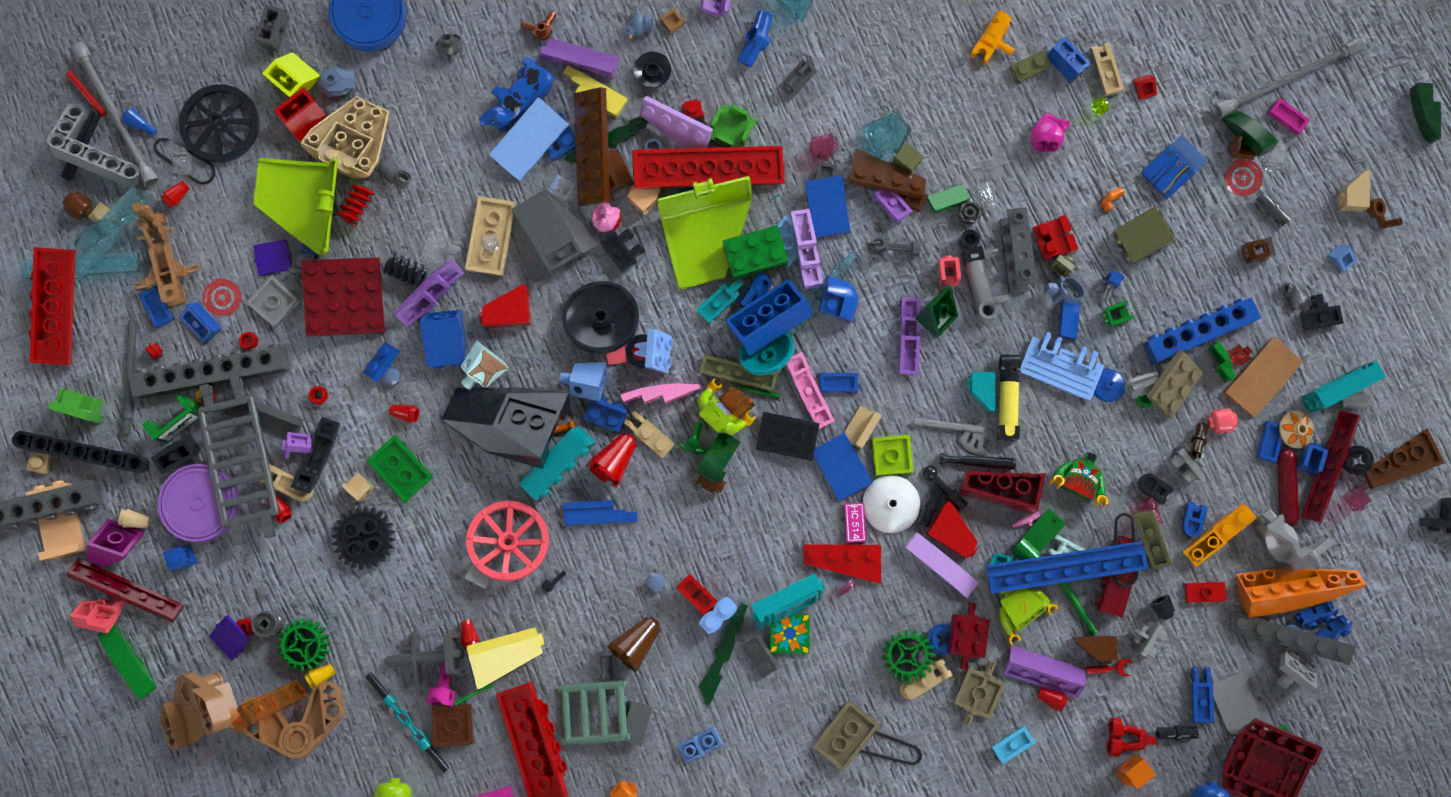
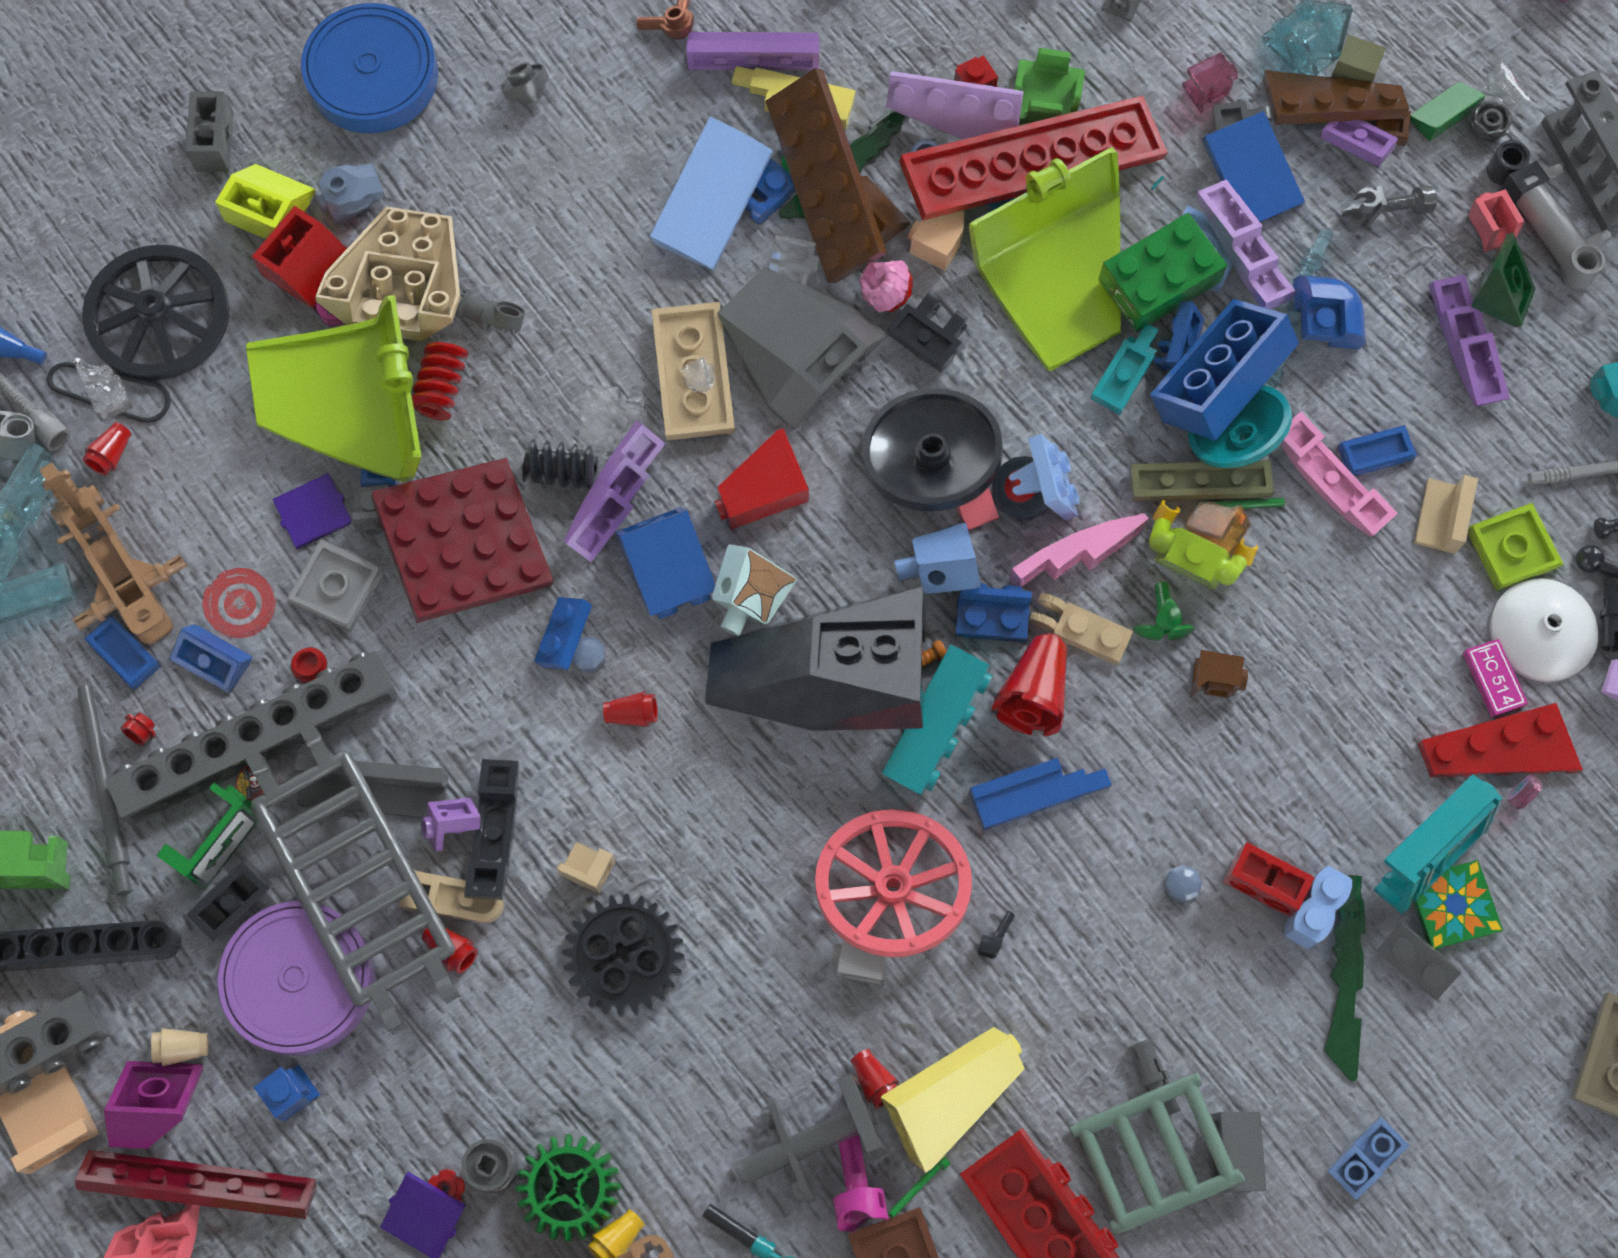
camera: 15 degrees left, 10 degrees down
(312, 395) = (459, 715): red plate -> none
(400, 469) = (652, 813): green tile -> none
(514, 102) = (674, 131): blue animal -> none
(635, 643) = (1187, 1003): reddish brown cone -> none
(652, 61) = (883, 23): black dish -> none
(717, 458) = (1222, 631): dark green door -> none
(787, 436) = (1326, 561): black tile -> none
(842, 466) = (1437, 589): blue tile -> none

